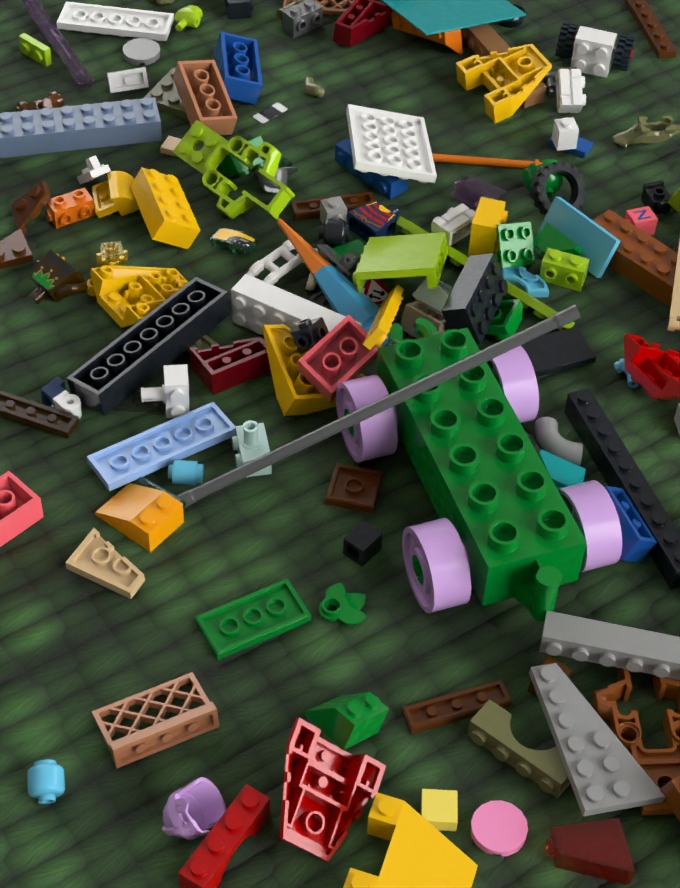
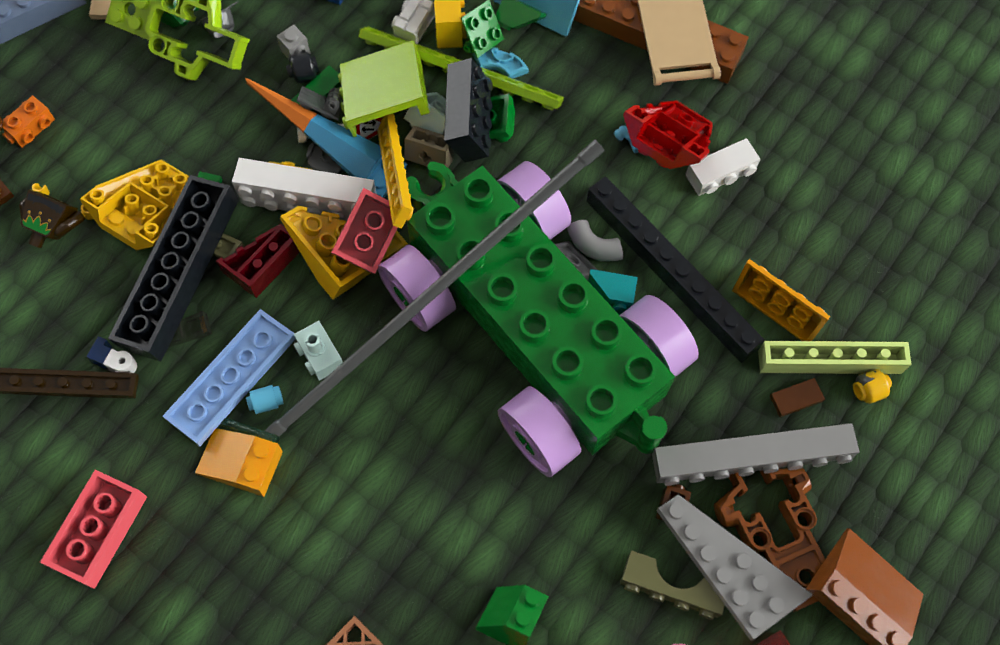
camera: 20 degrees left, 20 degrees up
(93, 171) = (32, 72): white hinge -> none
(104, 565) = (226, 531): tan wing -> none
(112, 254) = (94, 170): clear yellow brick -> none
(114, 195) = (67, 91): yellow brick -> none
(164, 208) = (124, 95): yellow brick -> none
(173, 391) = (219, 316): white brick -> none
(236, 240) = (207, 106): slope -> none
(252, 619) = (387, 536): green tile -> none
(276, 272) = (265, 134): white piece -> none
(309, 333) = (330, 212): black brick -> none
(311, 208) = (306, 22): reddish brown tile -> none
(346, 606) = (466, 489): green plate -> none
(354, 488) = (427, 356): reddish brown tile -> none
(362, 543) = (458, 418): black brick -> none
(373, 220) = (335, 40): dark blue torso -> none
(454, 706) = (600, 560): reddish brown tile -> none
(559, 351) = (551, 141): black tile -> none
(562, 268) = (534, 39): lime brick -> none
(636, 536) = (695, 318): blue brick -> none

